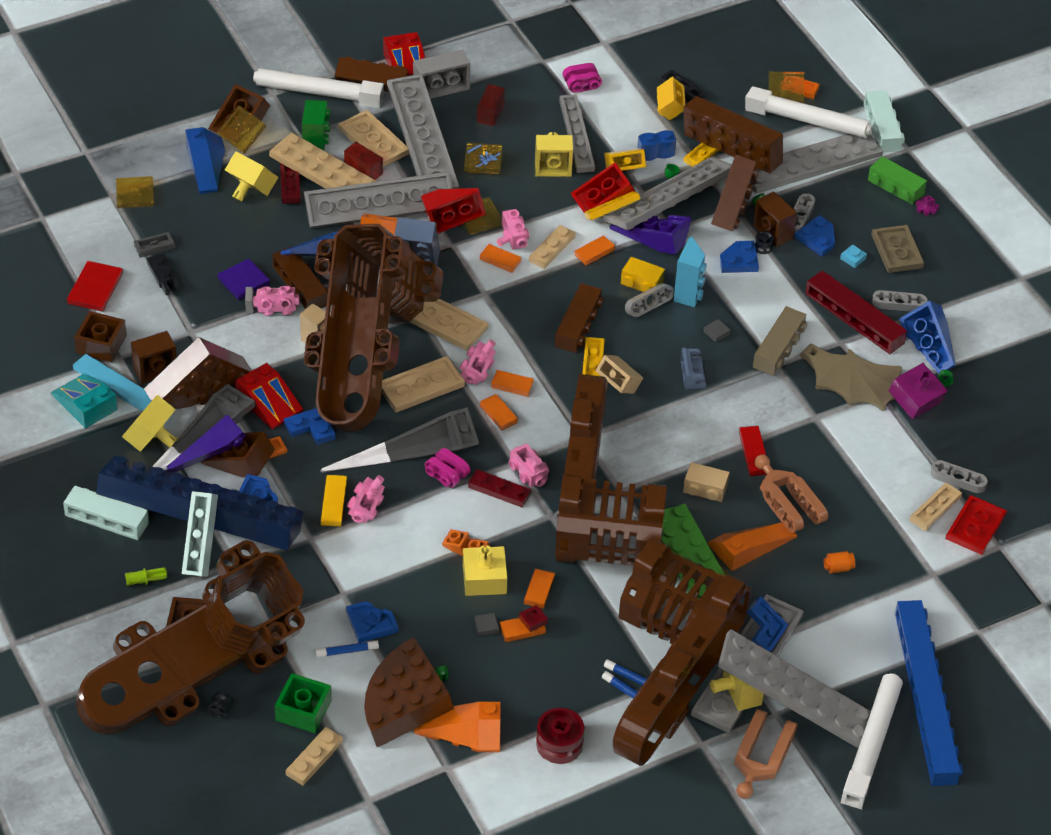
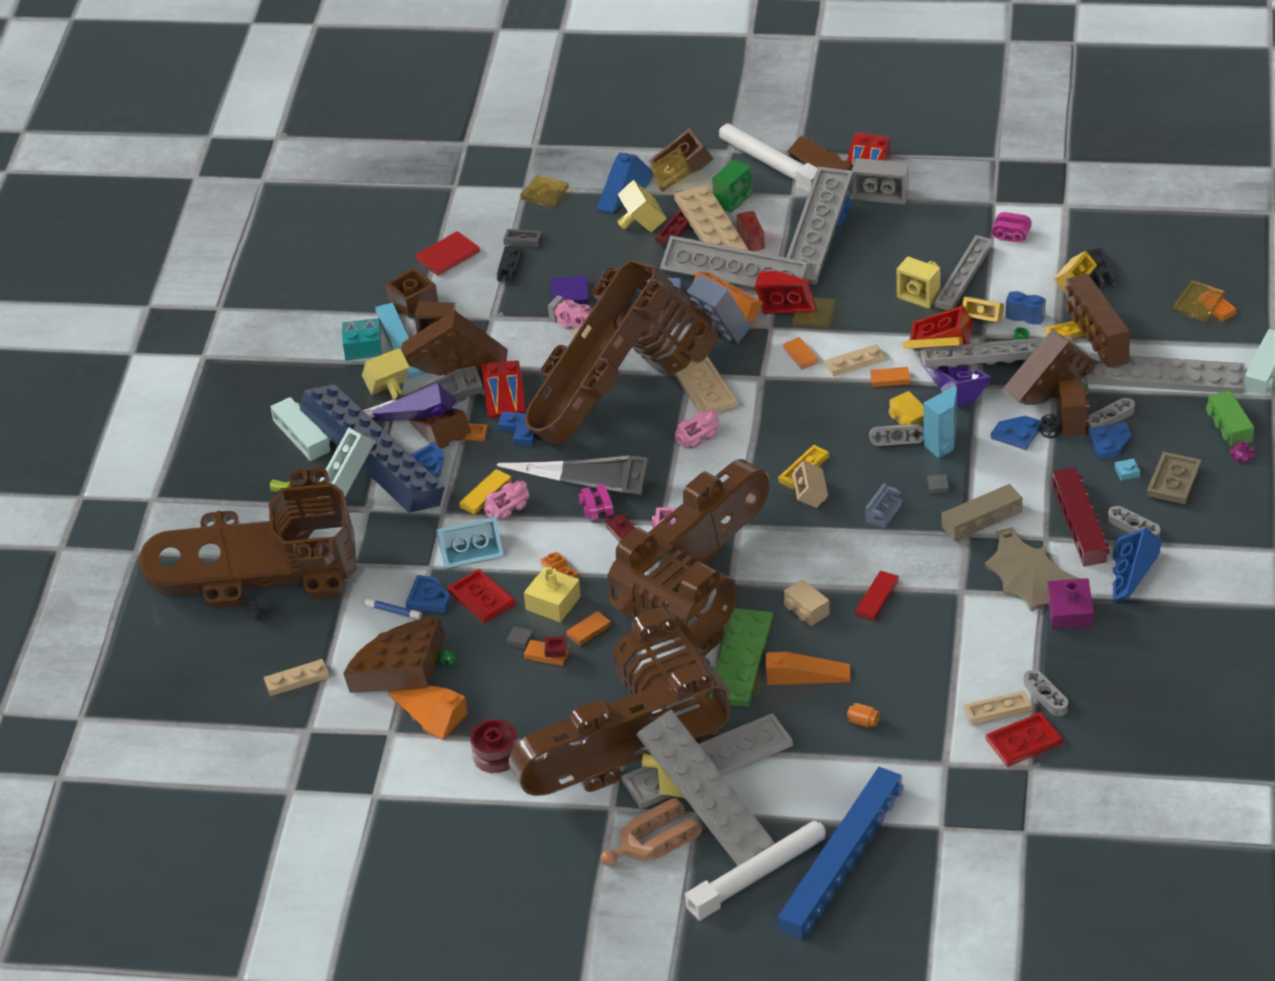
camera: 40 degrees right, 5 degrees down
(303, 703) = (317, 631): green brick -> none
(365, 554) = (470, 542): none -> medium azure slope
(375, 136) = (778, 215): tan plate -> none
(416, 600) = (481, 596): none -> red tile
(421, 384) = (637, 428): tan plate -> none
(483, 158) = (859, 264): clear yellow tile -> none
(490, 105) = (905, 222): clear red brick -> none
(498, 412) = (682, 474): orange tile -> none
(512, 383) = (714, 456): orange tile -> none
(514, 230) = (829, 332): bright pink brick -> none
(579, 318) = (820, 425): reddish brown brick -> none
(762, 101) = (1163, 304): white brick -> none
(770, 624) = (745, 734): blue plate -> none
(798, 489) = (867, 624): nougat piece -> none
(948, 373) = (1111, 602): green hinge -> none

